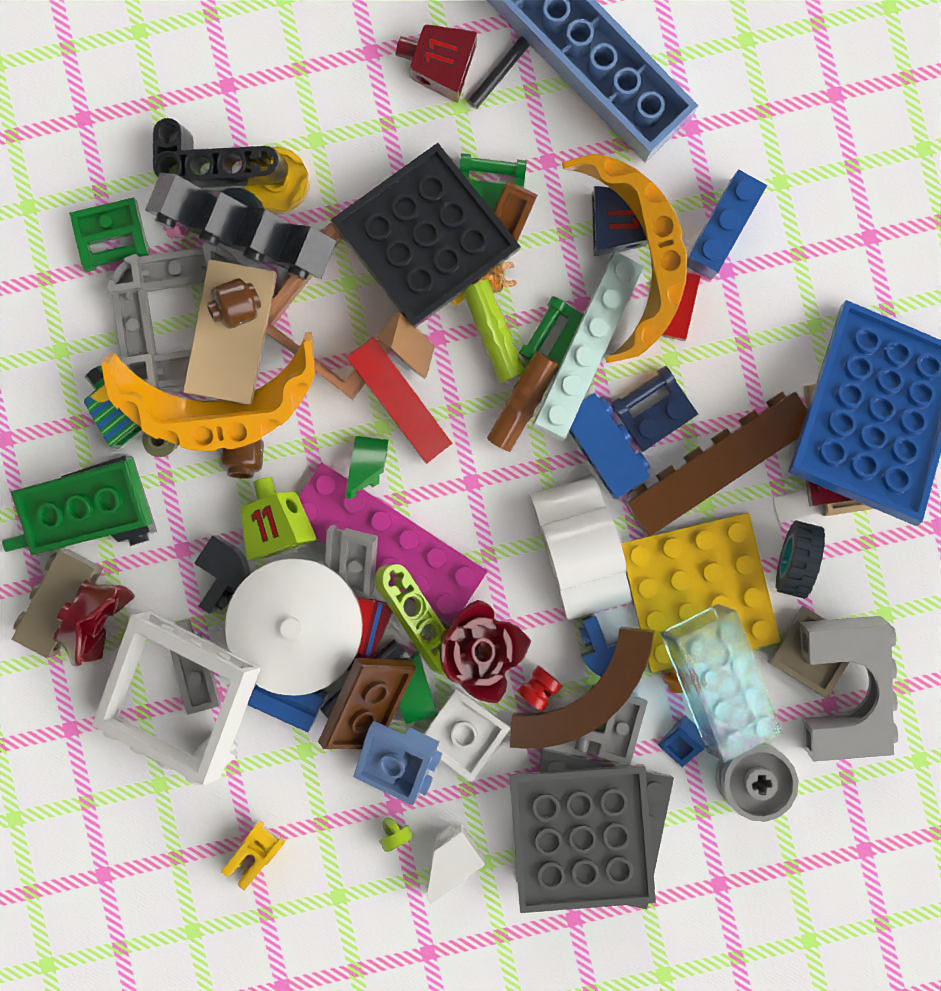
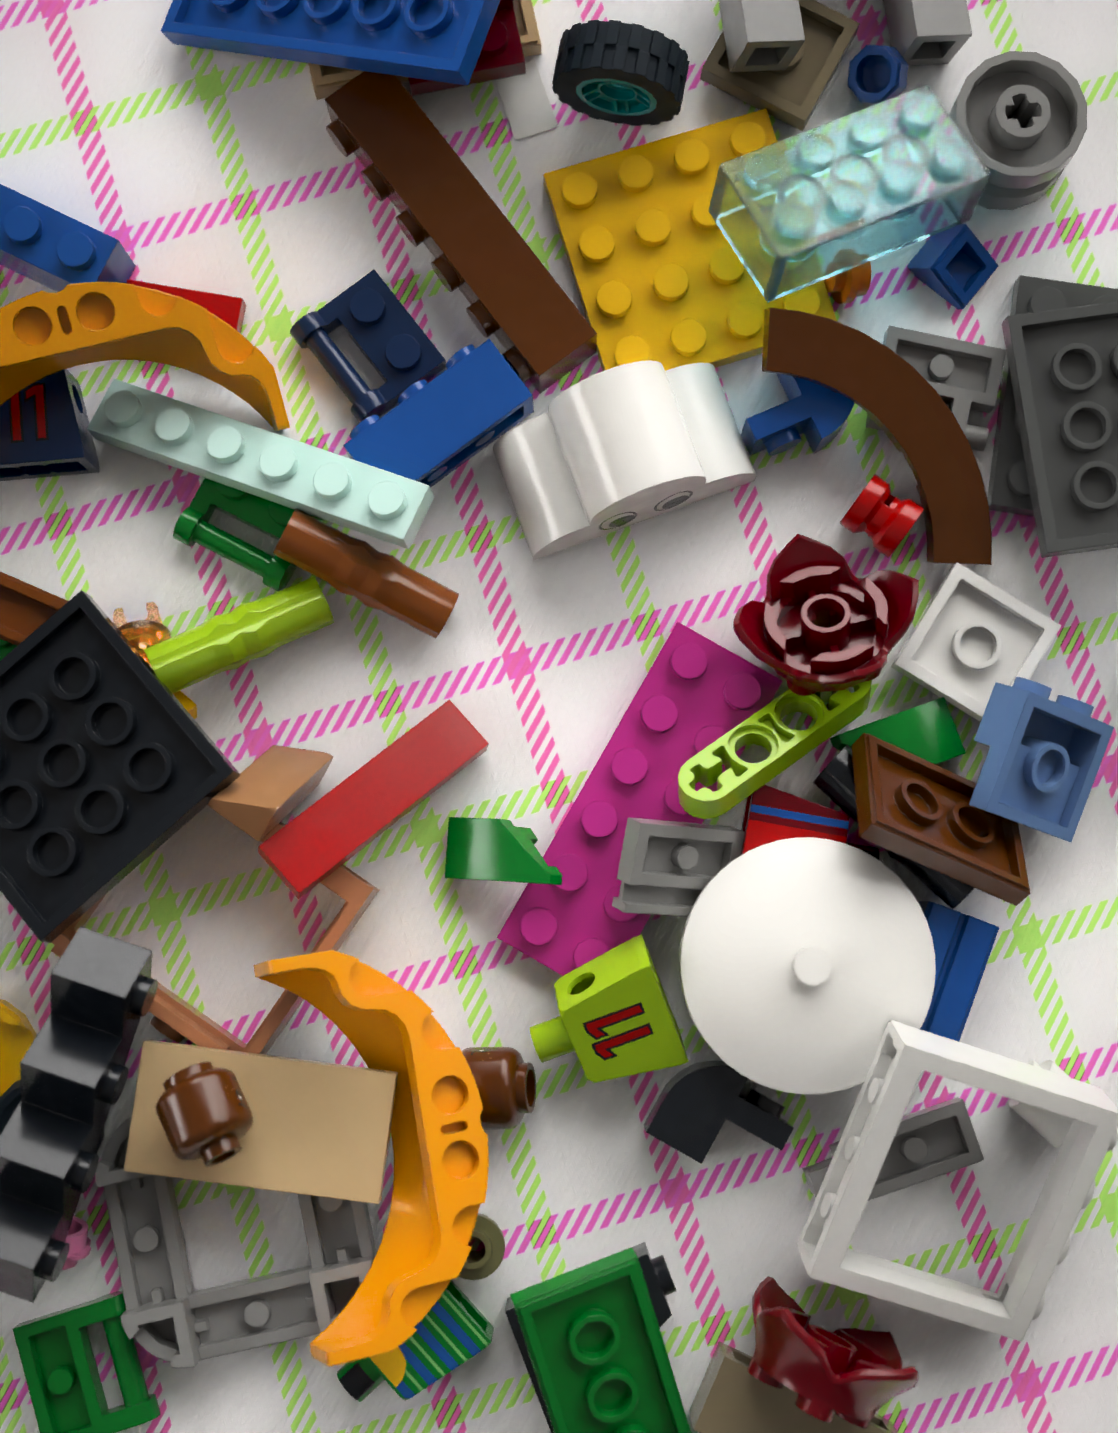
camera: 95 degrees left, 5 degrees down
(796, 707) = (877, 74): none -> blue tile

